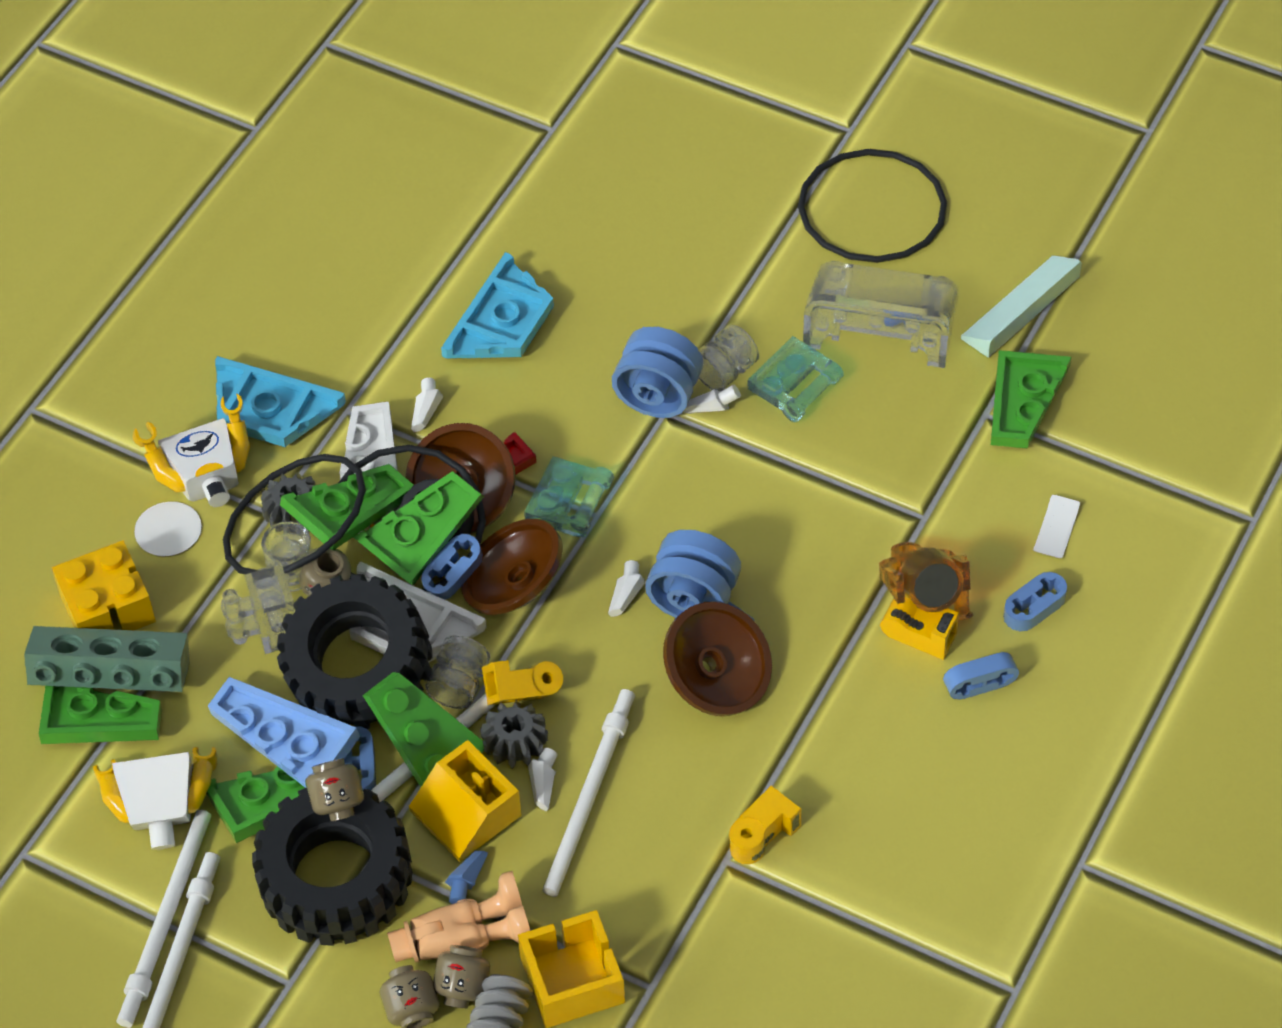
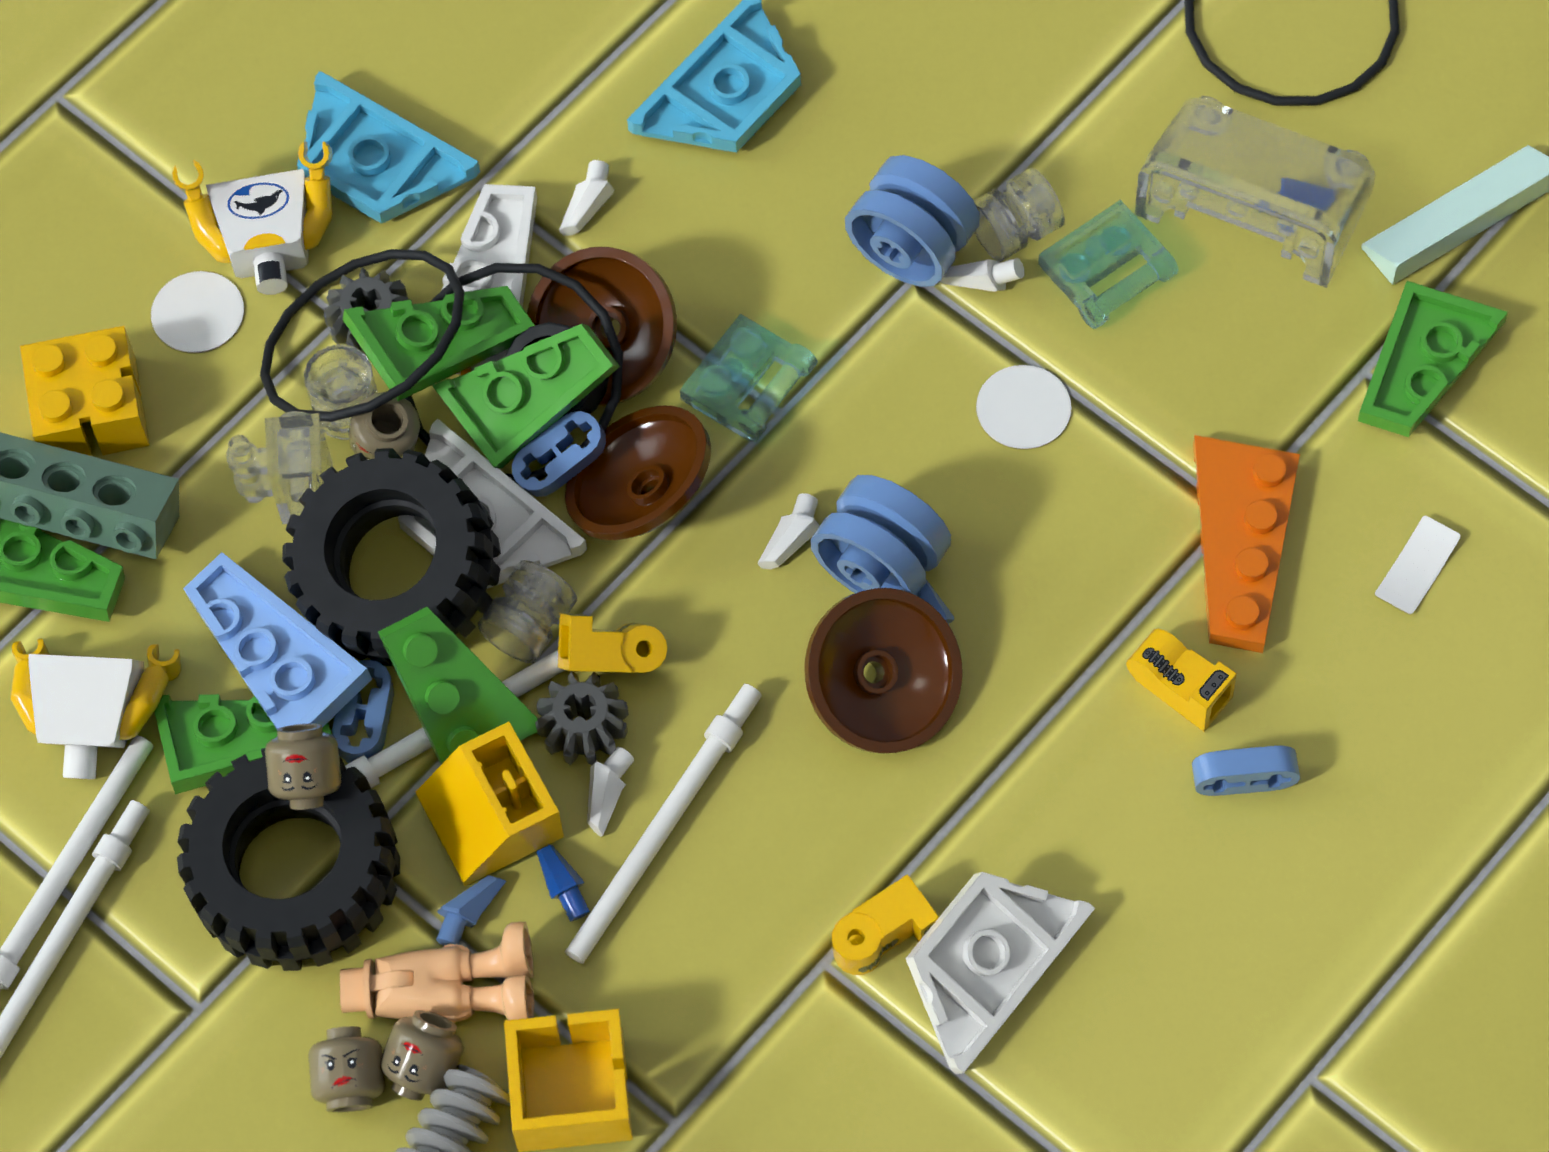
camera: 15 degrees right, 10 degrees up
(521, 454) = (693, 299): red tile -> none
(529, 845) = (563, 882): none -> blue bar
(762, 480) = (1023, 406): none -> white sticker
(840, 830) = (987, 959): none -> white wing
(928, 578) = (1204, 614): clear orange piece -> none
(929, 508) = (1243, 522): none -> orange wing
(1030, 597) = (1350, 662): medium blue beam -> none

